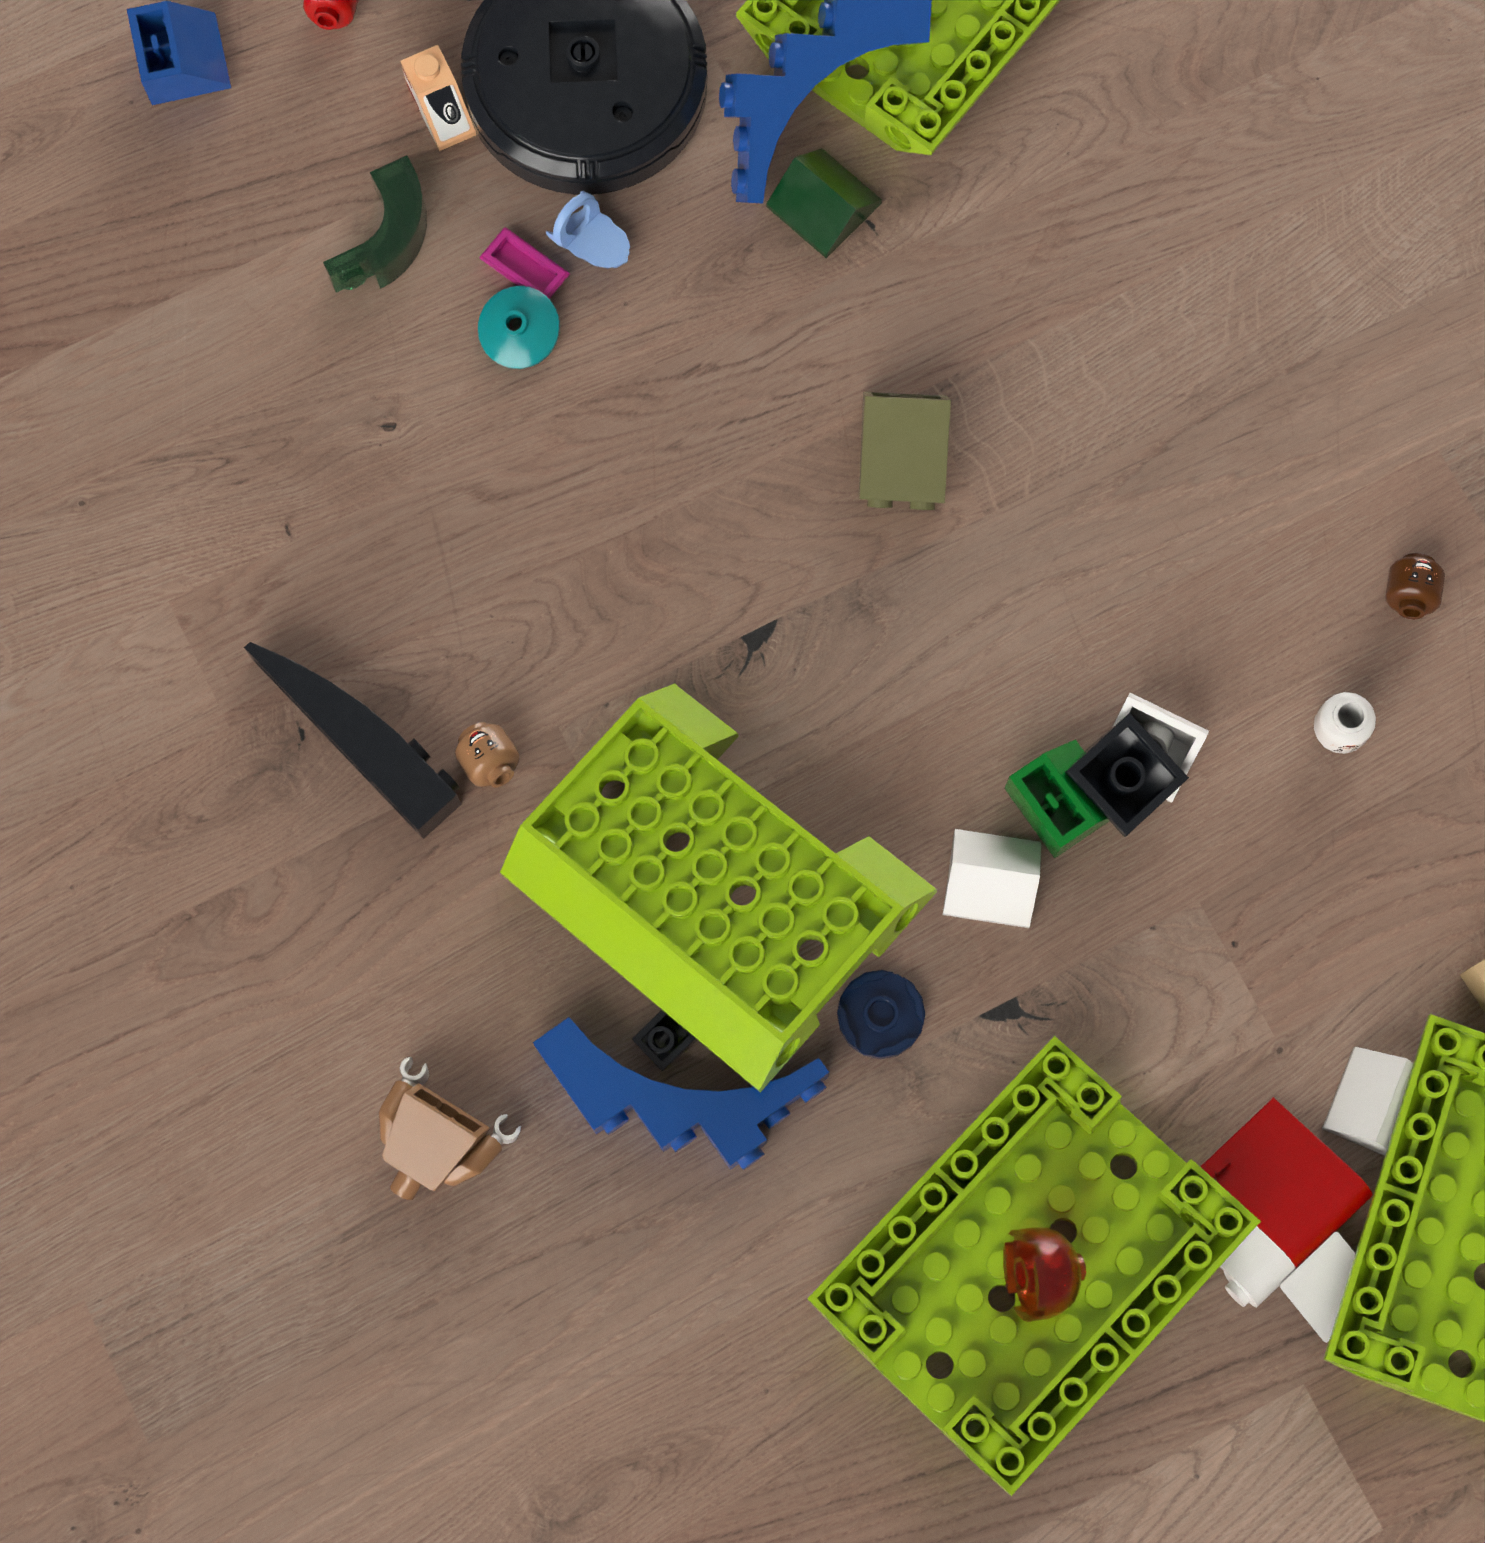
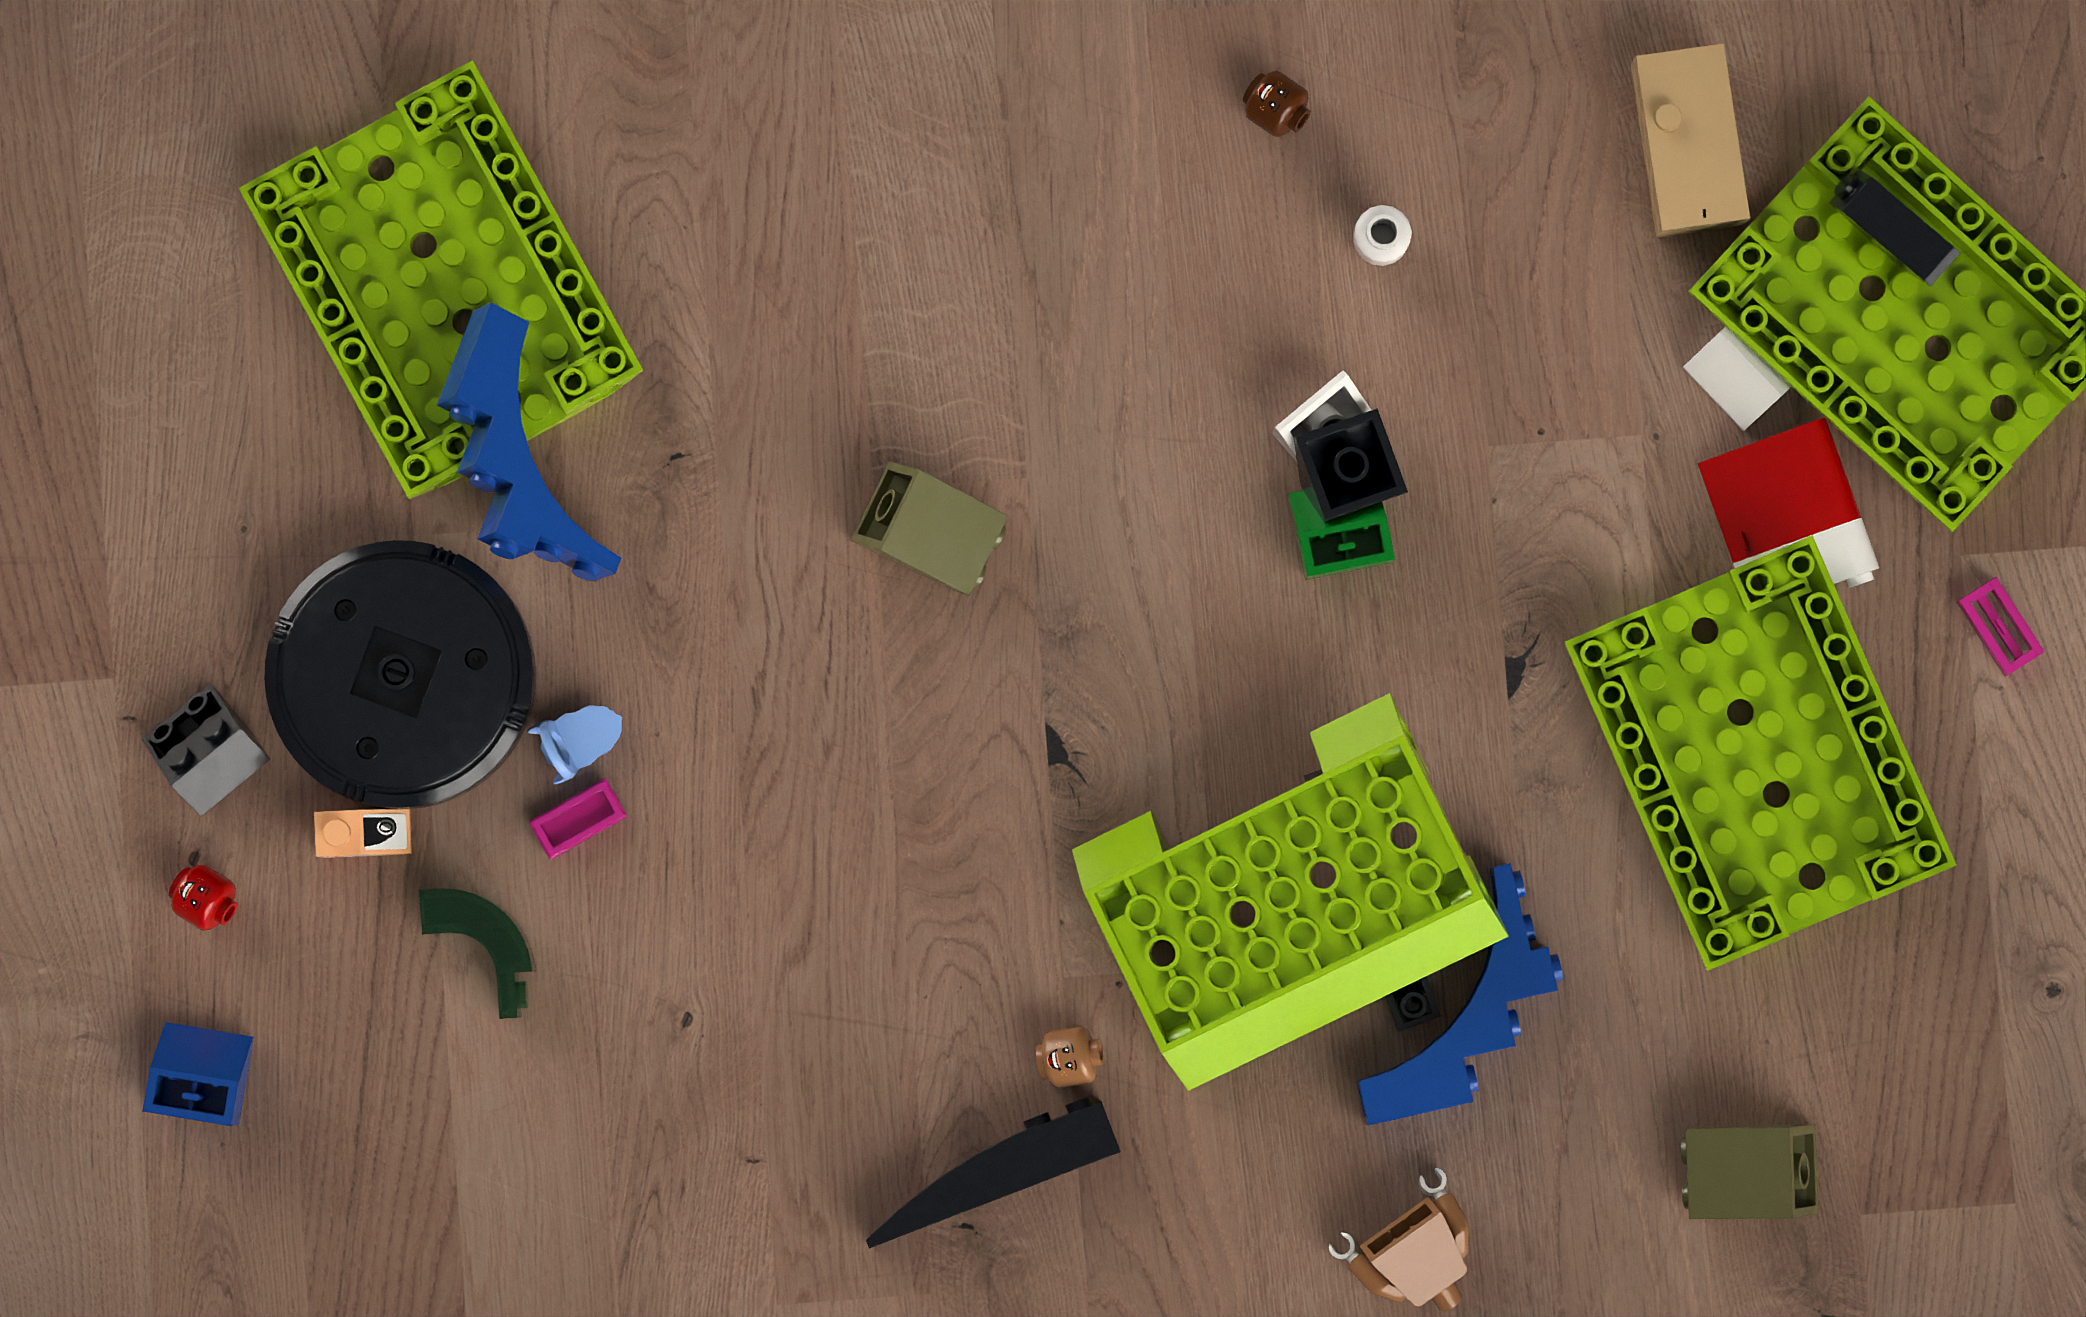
camera: 65 degrees left, 10 degrees up
(532, 340) = (634, 829): teal dish -> none
(636, 1425) = (1750, 1172): none -> olive slope
(822, 200) = (634, 493): dark green slope -> none
(892, 1020) = (1473, 788): dark blue tile -> none
(992, 878) = (1385, 629): white slope -> none
(1042, 1272) = (1774, 750): clear red cylinder -> none
(1271, 1458) = (1986, 637): none -> dark pink tile
(1320, 1284) = (1882, 501): white sticker -> none

